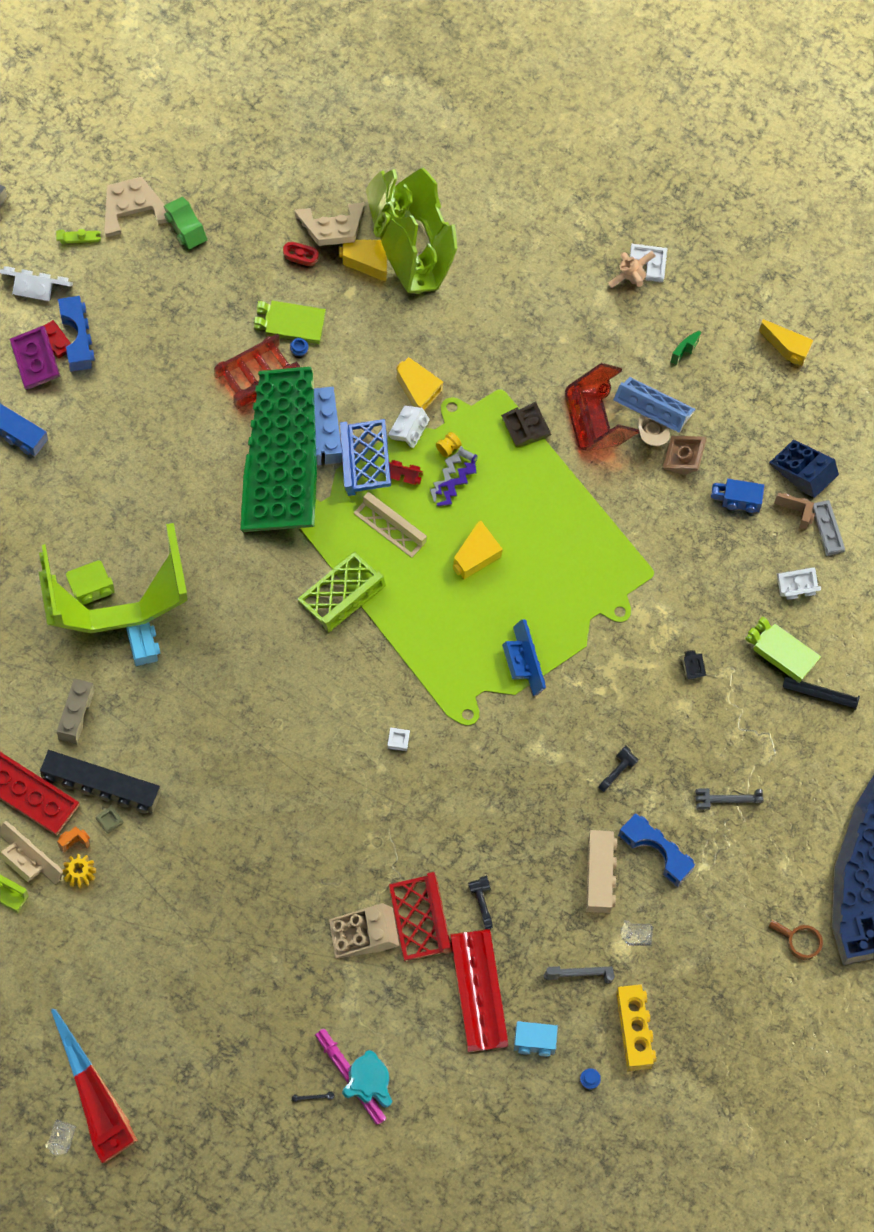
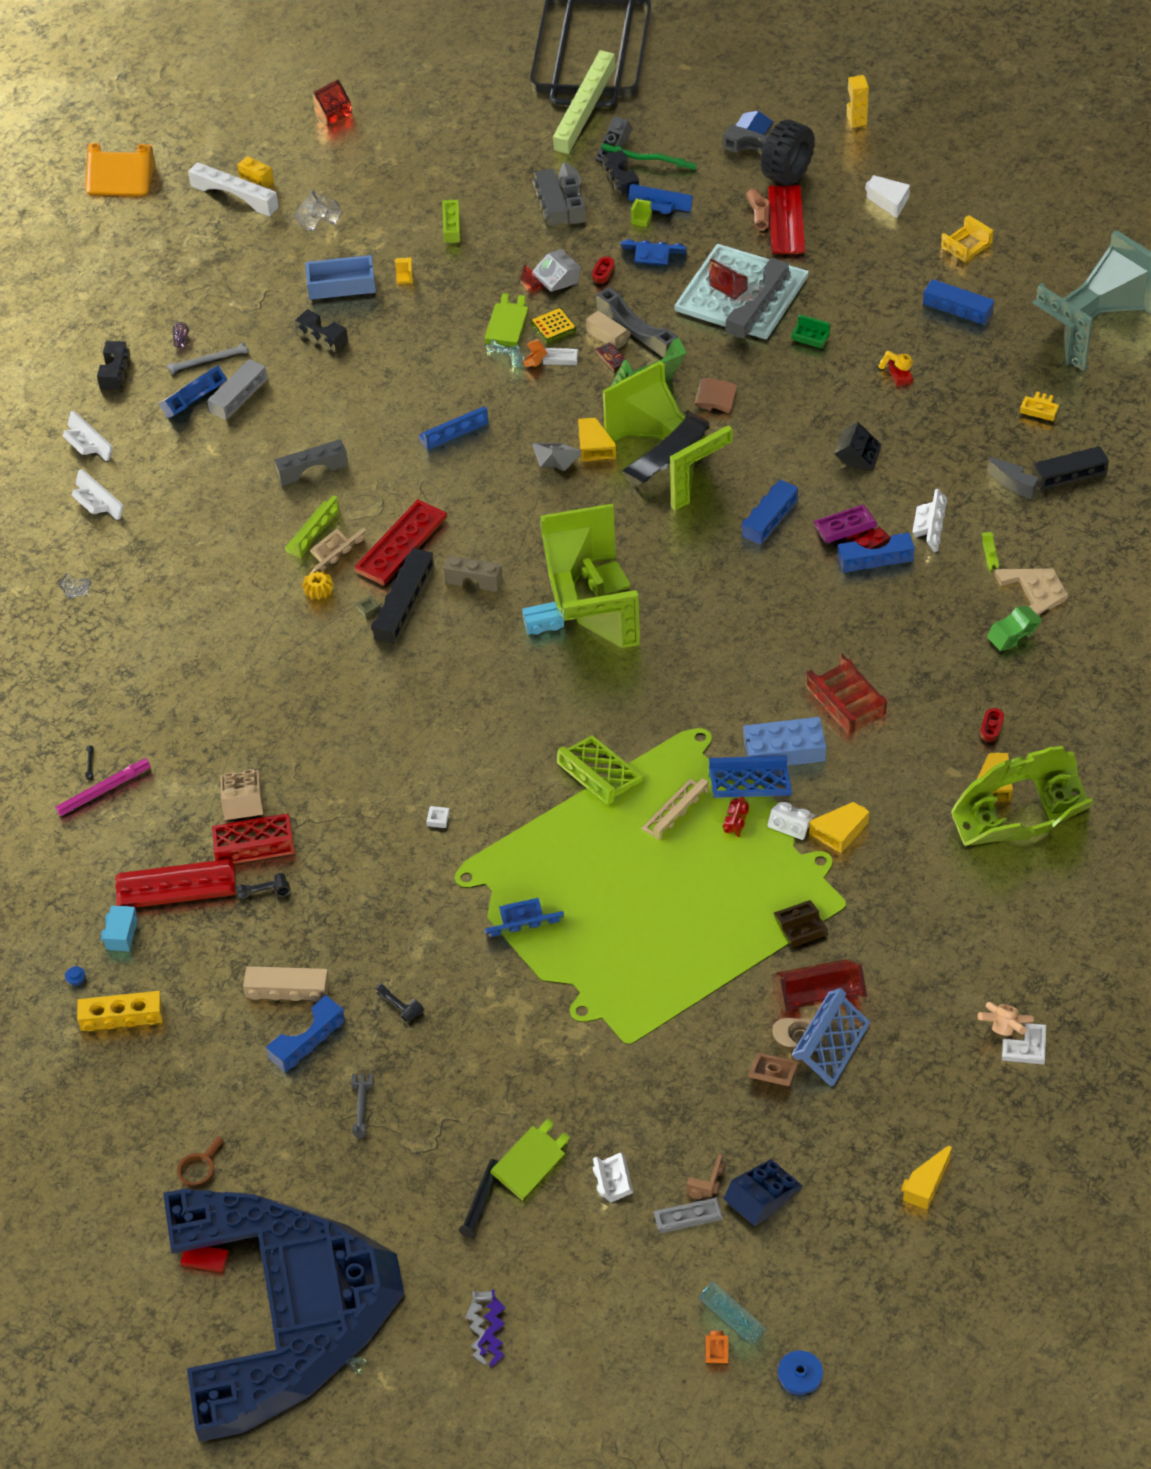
camera: 100 degrees right, 15 degrees down
(70, 838) = (349, 580): orange bracket -> none
(105, 1119) = (89, 614): red plate -> none
(282, 453) = (737, 706): green wing -> none
(291, 321) = (910, 722): lime tile -> none
(299, 347) = (879, 728): blue plate -> none
(332, 229) = (1020, 739): tan wing -> none
(368, 1079) = (96, 797): teal tile -> none
(449, 444) = (769, 851): yellow wheel -> none
(450, 483) = (726, 857): piece -> none
(476, 552) = (645, 877): yellow slope -> none
(554, 973) = (181, 991): dark grey hinge -> none
(637, 934) = (218, 1013): clear bracket -> none
(687, 345) = (916, 1077): green slope -> none
(693, 664) = (515, 1071): black bracket -> none
(739, 495) = (722, 1123): blue brick -> none

